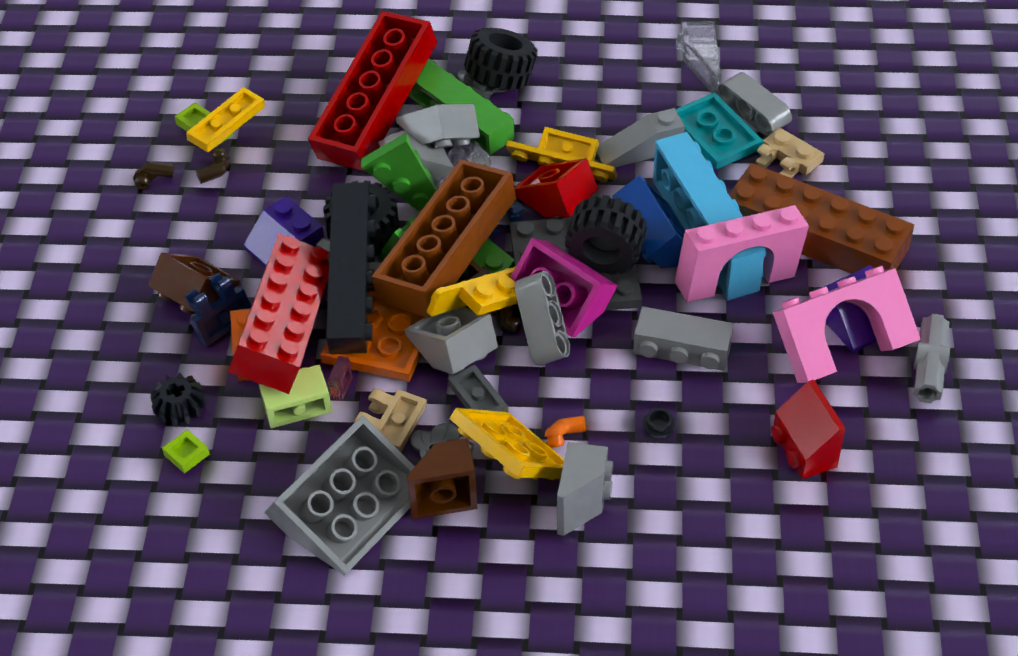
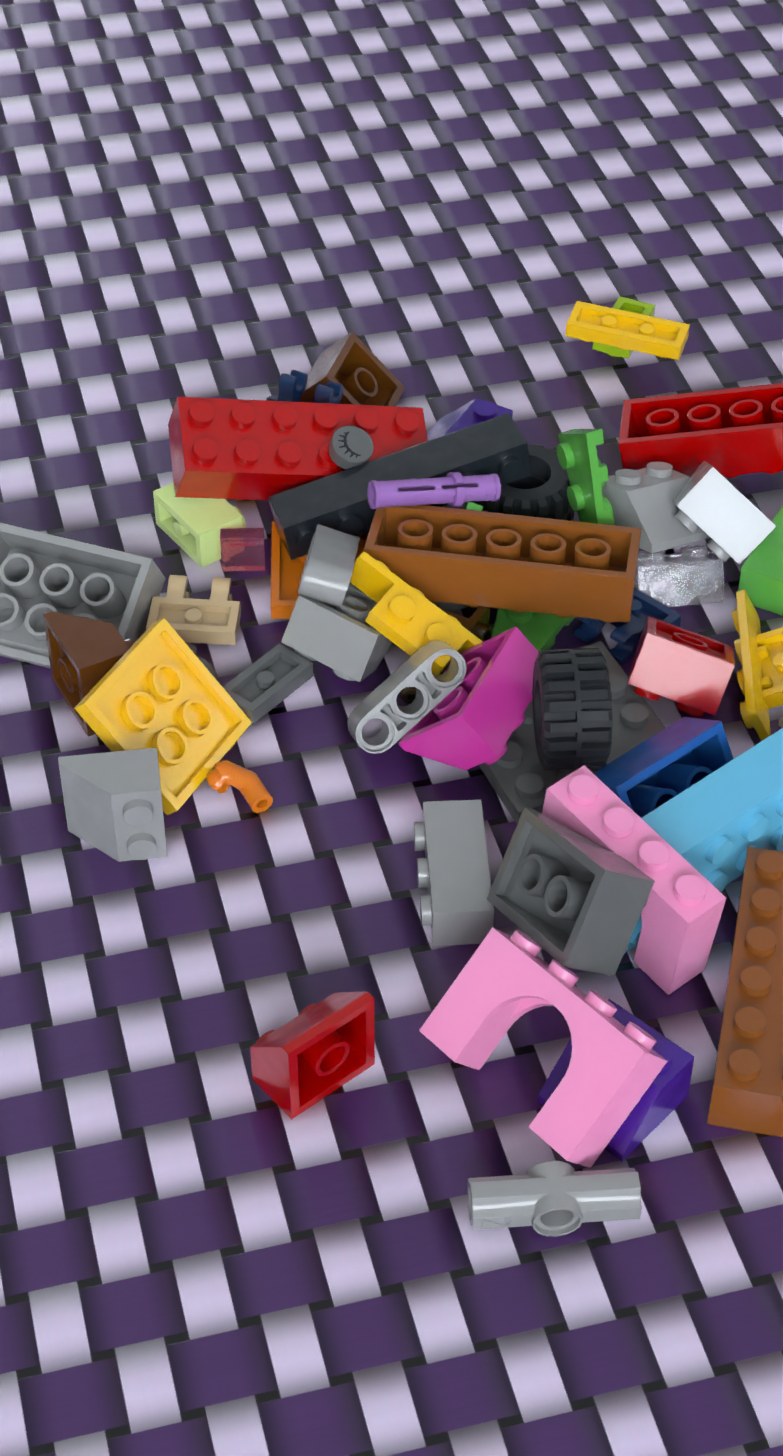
camera: 70 degrees right, 5 degrees down
(149, 171) = (518, 308): dark brown arm -> none
(177, 399) = (148, 430): black gear -> none
(185, 451) = (85, 458): lime plate -> none
(217, 168) = (559, 361): dark brown arm -> none
(312, 276) = (350, 447): none -> dark grey tile
(384, 236) = (450, 489): none -> medium lavender pin
(418, 319) = (328, 565): none -> light grey beam
(659, 423) = (288, 881): black plate -> none
(760, 274) = (569, 894): none -> dark grey slope

